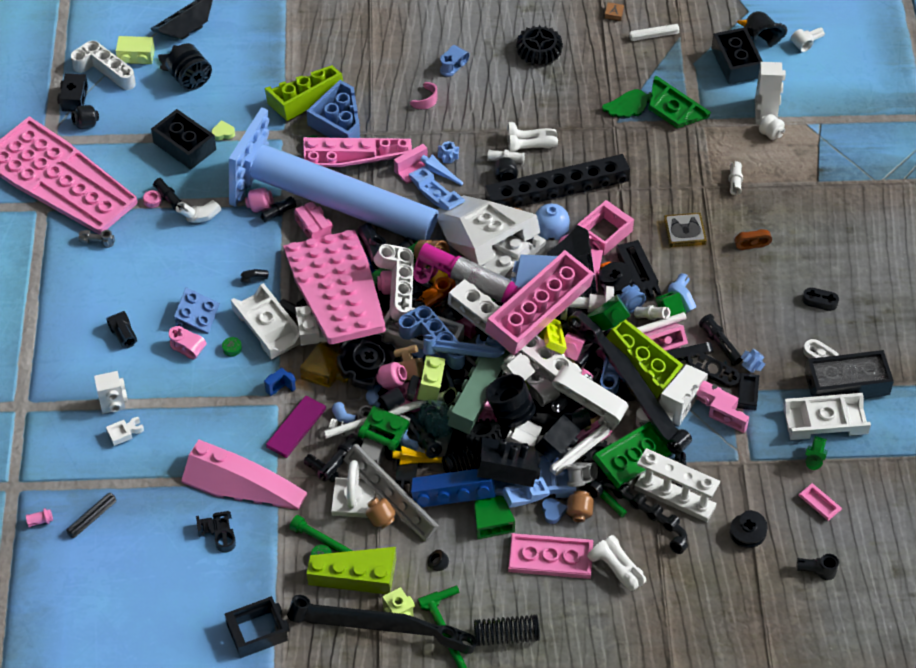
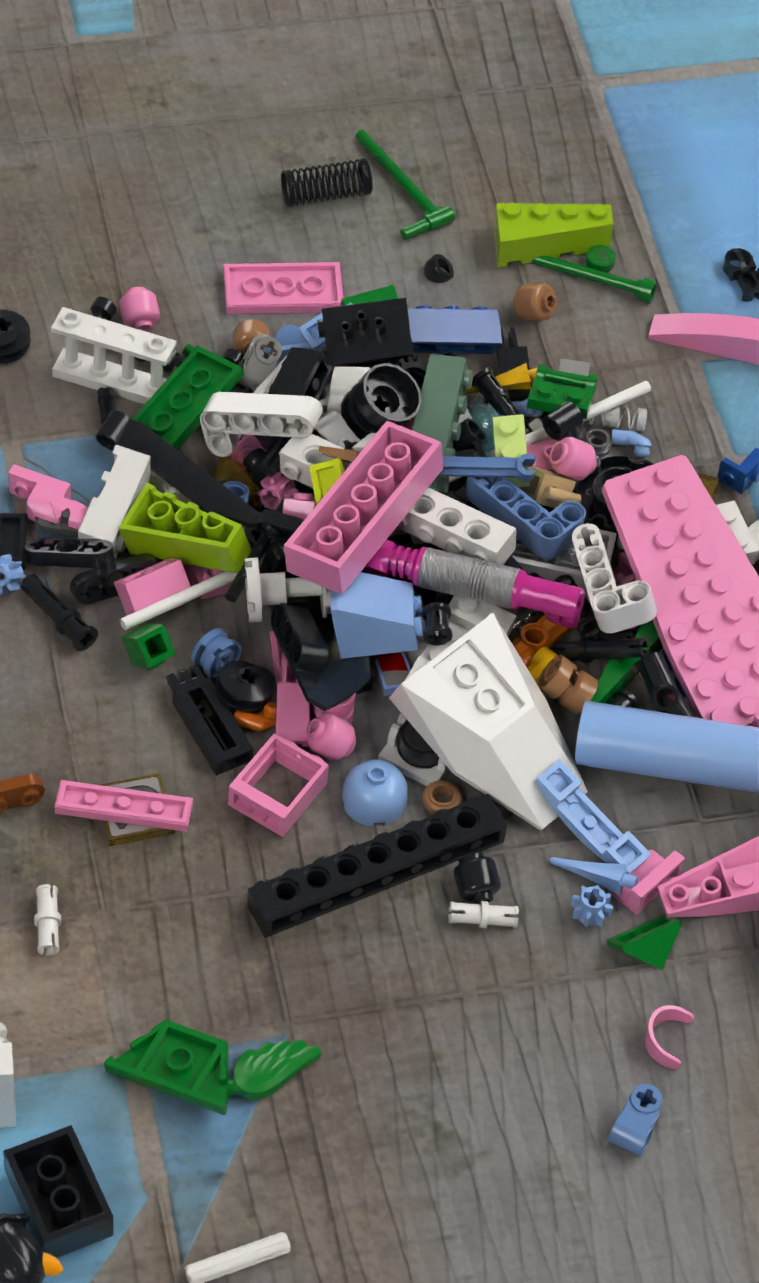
camera: 165 degrees right, 0 degrees up
(250, 612) = (672, 145): black window -> none
(296, 426) = (696, 421): magenta piece -> none
(302, 610) = (497, 170): black piece -> none
(317, 465) = (639, 366): black axle -> none
(337, 460) = (612, 377): black pin -> none
(351, 494) = (581, 331): white tile -> none
(387, 488) = (531, 326): light grey tile -> none
(398, 602) = (477, 194): yellowish green brick -> none
(412, 388) = (536, 437): black tile -> none
(428, 137) = (648, 941): none -> green slope
(504, 267) = (437, 623): none -> black bush
(529, 42) = (487, 1170): black gear -> none
(536, 138) = (421, 962): white piece -> none
(546, 352) = (344, 454): none -> medium nougat piece
(610, 313) = (246, 538): green slope -> none
(624, 569) = (200, 292): white piece -> none
(652, 312) = (177, 626): white pin -> none
(654, 538) = (139, 309): none -> bright pink head
(679, 286) = (137, 679): light blue arm -> none
(691, 224) = (124, 805): none -> bright pink tile

